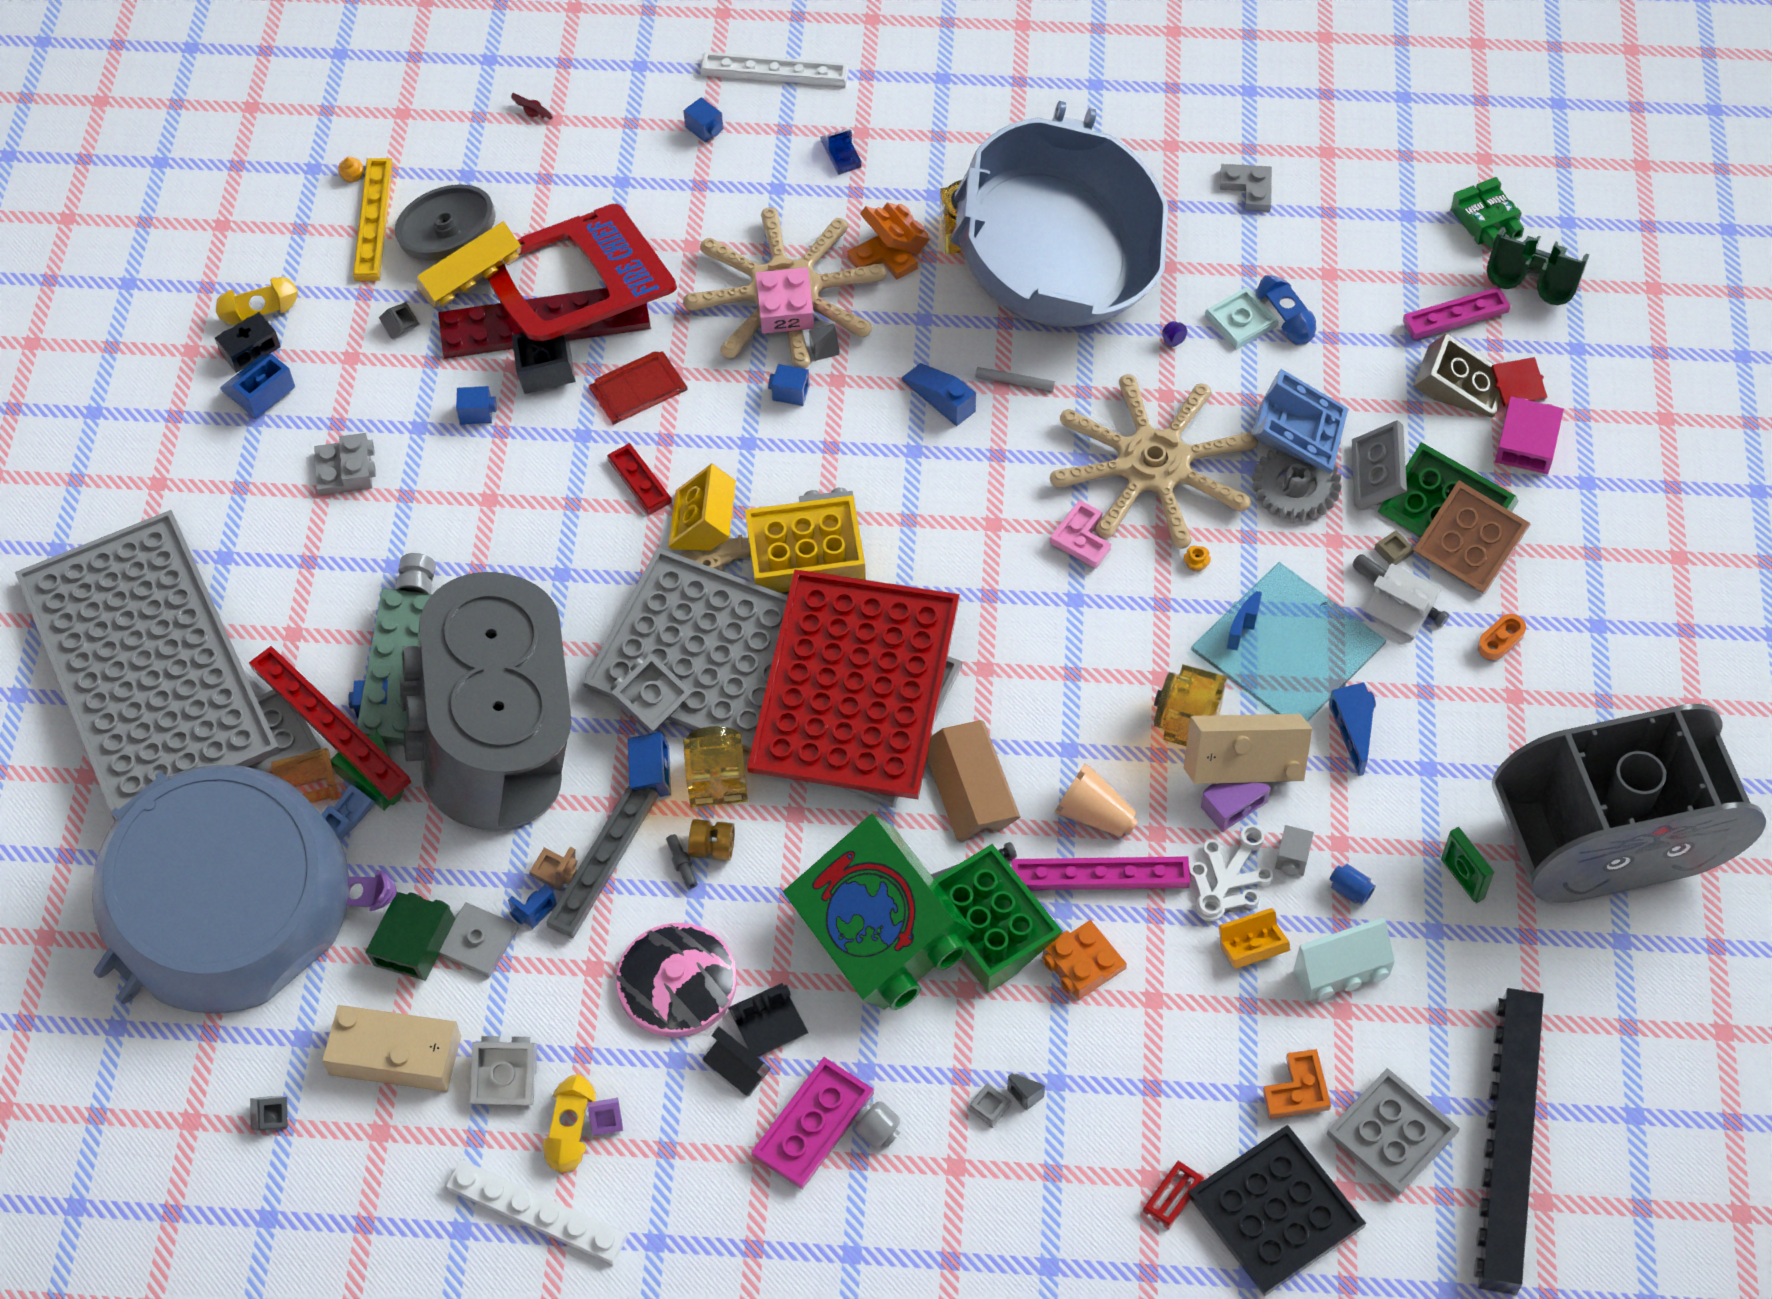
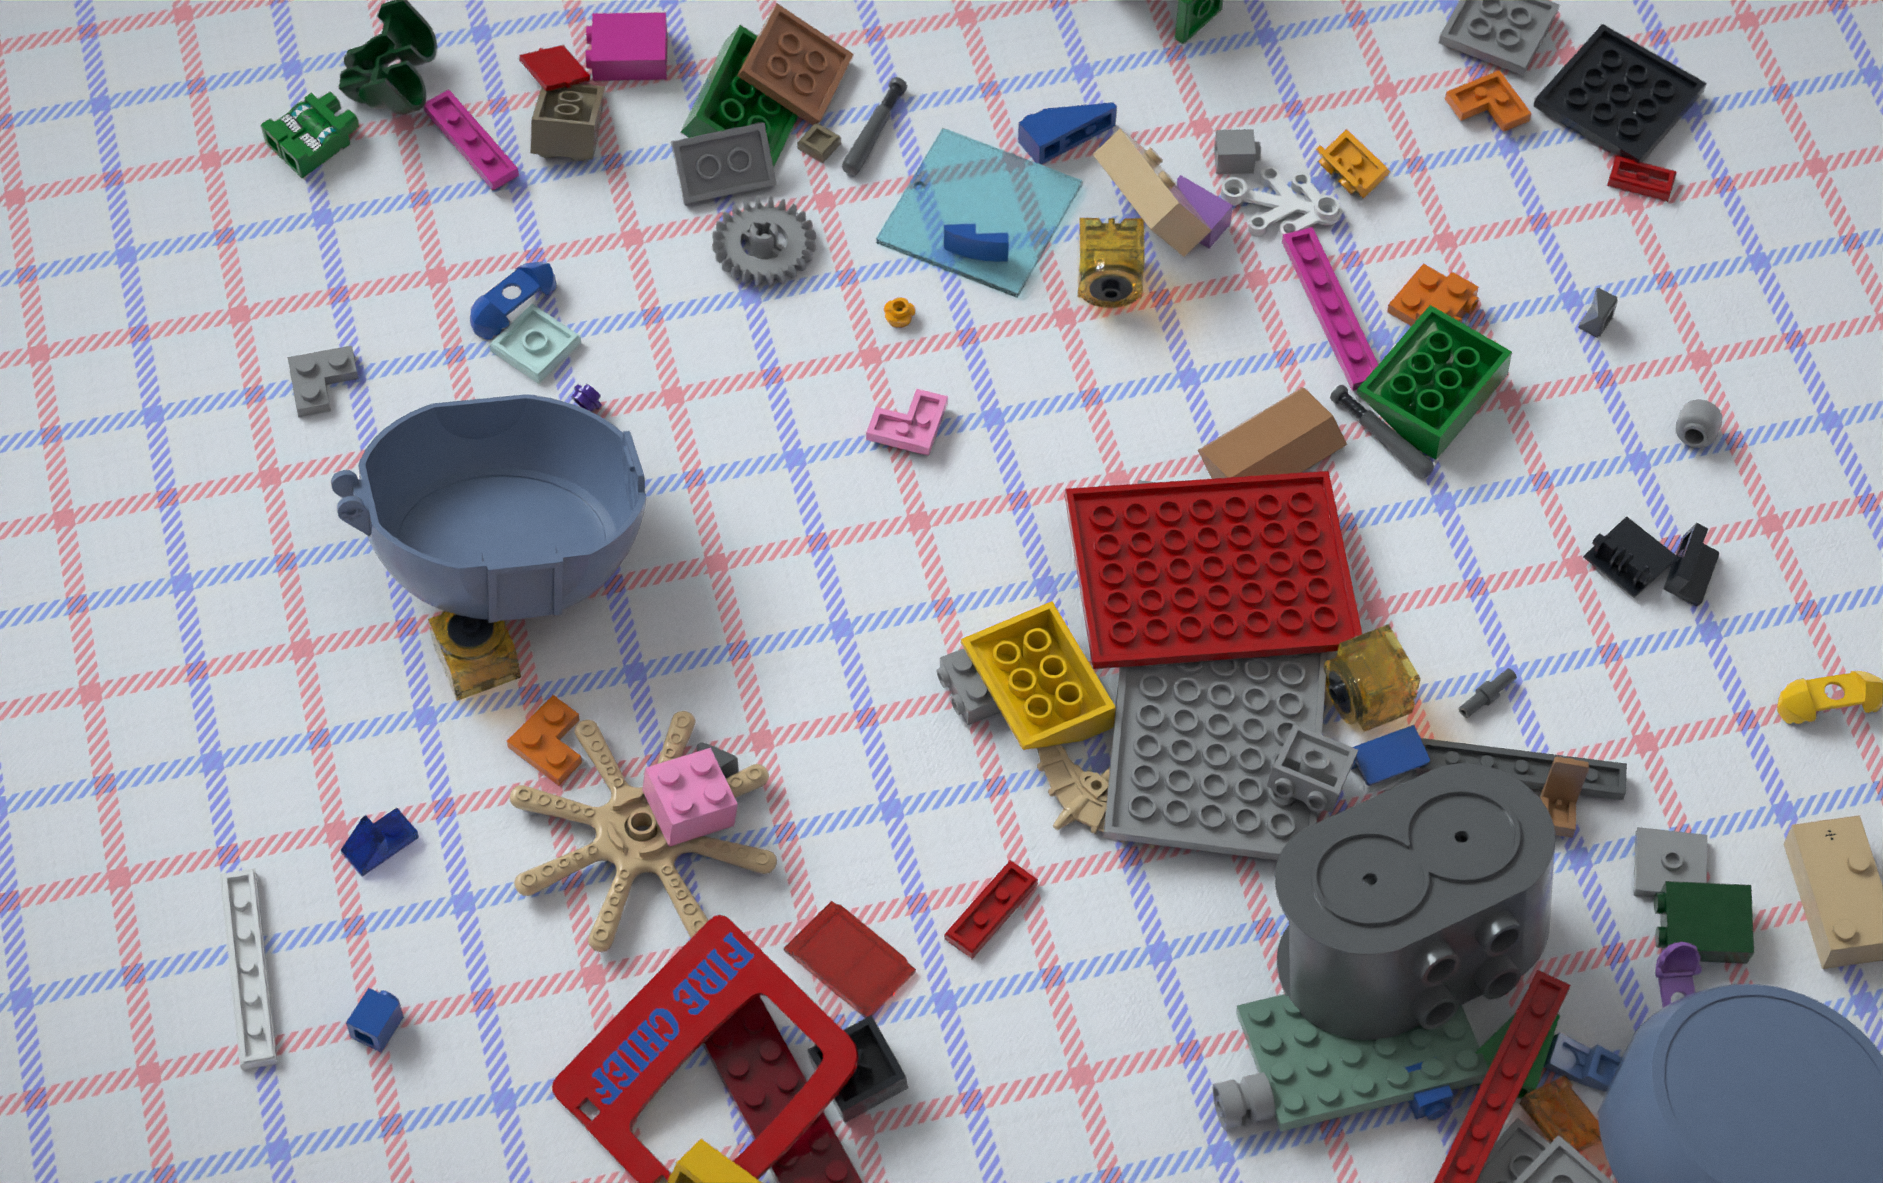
camera: 110 degrees left, 0 degrees up
(475, 405) = (953, 1134): blue brick -> none
(503, 1071) = (1810, 775): light grey plate -> none
(535, 909) = (1611, 811): blue bracket -> none
(605, 1116) = (1808, 663): medium lavender plate -> none
(676, 979) = (1624, 656): dish -> none
(701, 843) = (1455, 664): pearl gold wheel -> none
(702, 511) = (1029, 809): yellow slope -> none
(789, 384) = (797, 777): blue brick -> none
(812, 1122) = (1722, 482): dark pink plate -> none
(879, 914) = (1491, 459): green brick -> none
(896, 227) = (513, 722): orange plate -> none
(943, 392) = (751, 614): blue slope -> none
(989, 1105) = (1625, 344): light grey tile -> none
(1016, 379) = (702, 548): light grey bar -> none
(1096, 804) = (1257, 329): light nougat cone -> none
(1158, 474) = (782, 394): tan animal -> none
(1300, 422) = (692, 243): medium blue slope -> none
(1344, 960) = (1344, 86): light aqua slope -> none
(1352, 884) = (1252, 98): blue brick -> none
(1402, 600) = (894, 114): white bracket -> none
(1499, 638) = (906, 32): orange plate -> none

